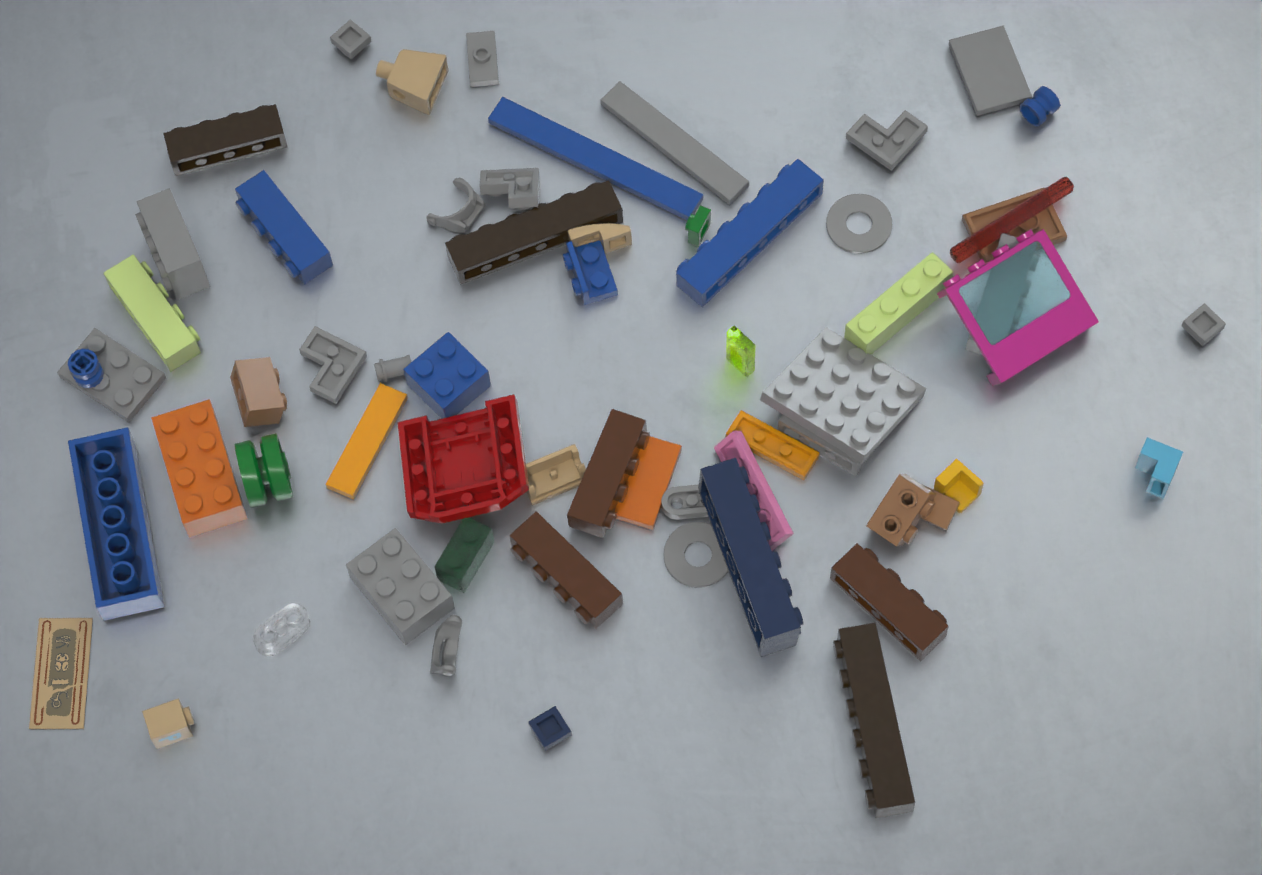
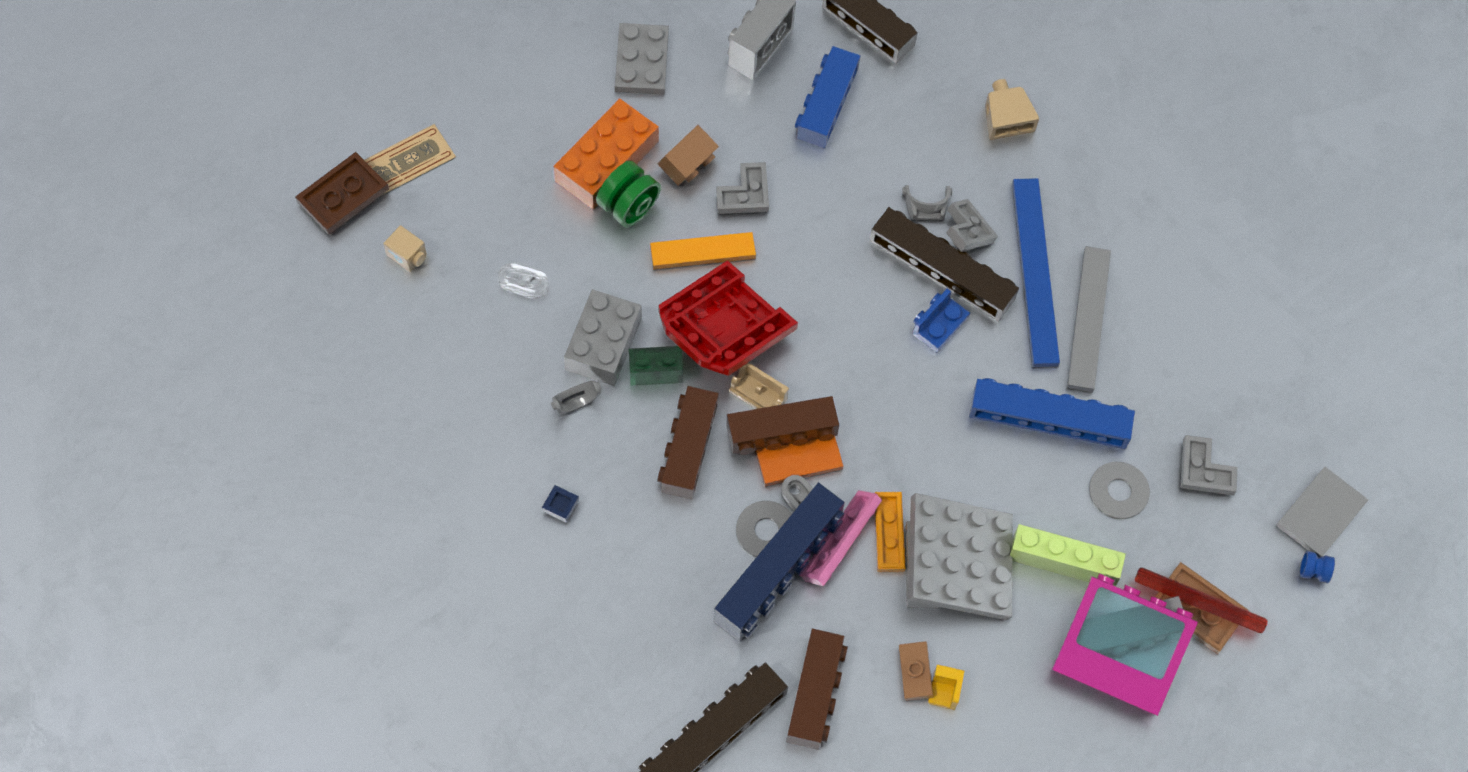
camera: 50 degrees right, 0 degrees up
(57, 752) = (342, 193): none -> reddish brown plate
(91, 371) = (629, 35): blue wheel -> none
(115, 524) = (528, 126): blue brick -> none
(152, 312) = (703, 54): yellowish green brick -> none
(350, 39) = (1009, 51): light grey plate -> none
(391, 368) = (770, 234): light grey pin -> none
(447, 377) = (786, 272): blue brick -> none
(482, 58) = (1060, 147): light grey plate -> none
(611, 236) = (976, 317): tan slope -> none
(698, 225) = (1030, 374): green plate -> none
(740, 351) = (944, 461): clear neon green tile -> none
(902, 510) = (894, 654): medium nougat brick -> none

